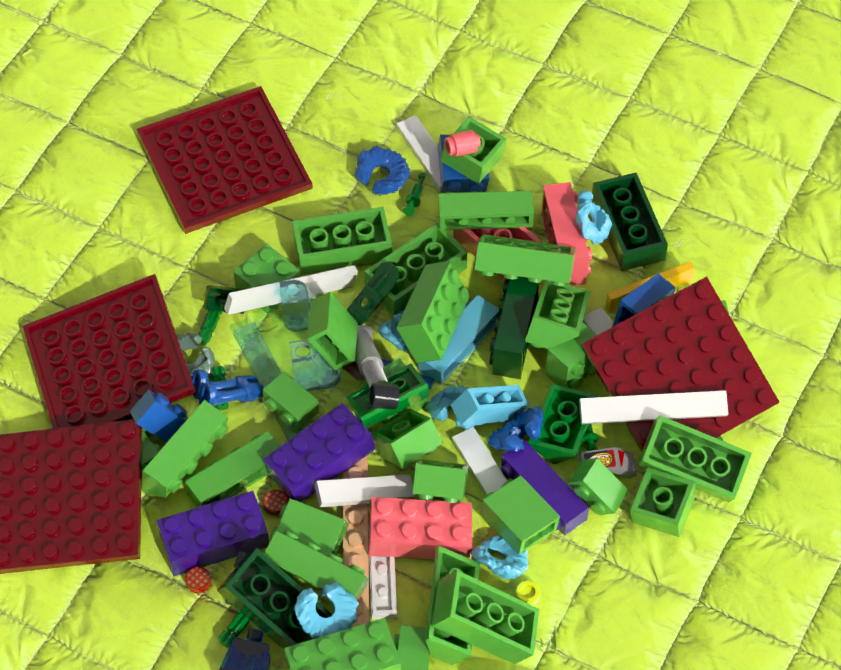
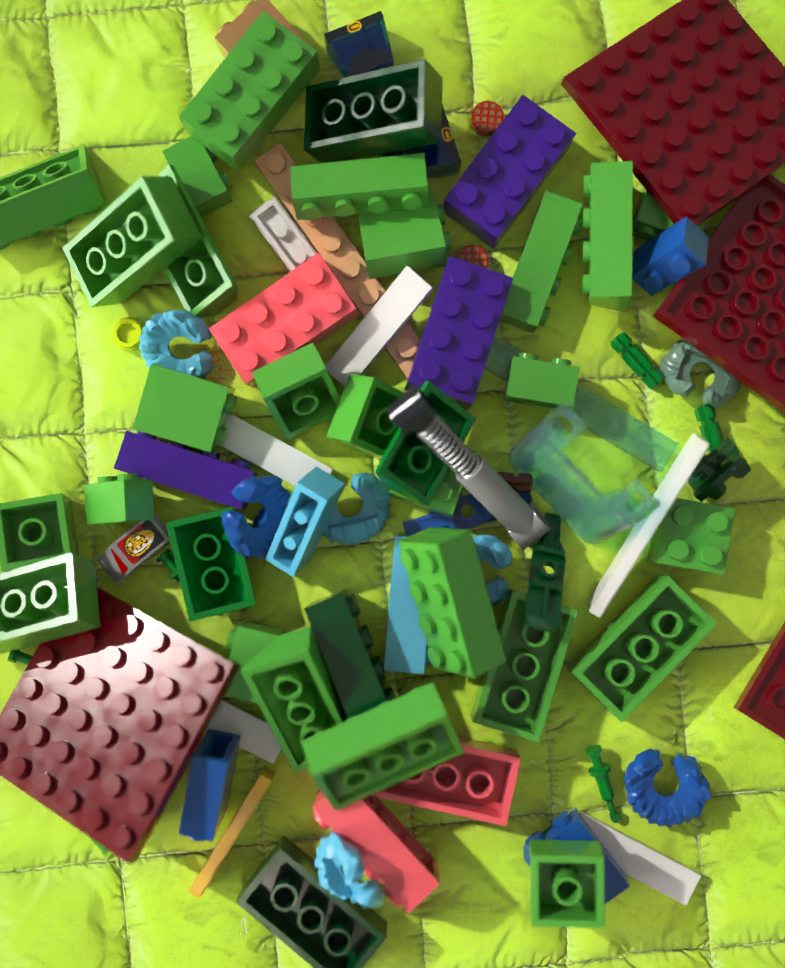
camera: 145 degrees right, 30 degrees up
(242, 388) = (616, 371): blue piece -> none
(332, 331) = (549, 482): bright green brick -> none
(342, 618) = (294, 123): medium azure piece -> none
(462, 143) = (577, 870): coral brick -> none
(486, 210) = (487, 797): bright green brick -> none
(651, 406) = (106, 641): white tile -> none

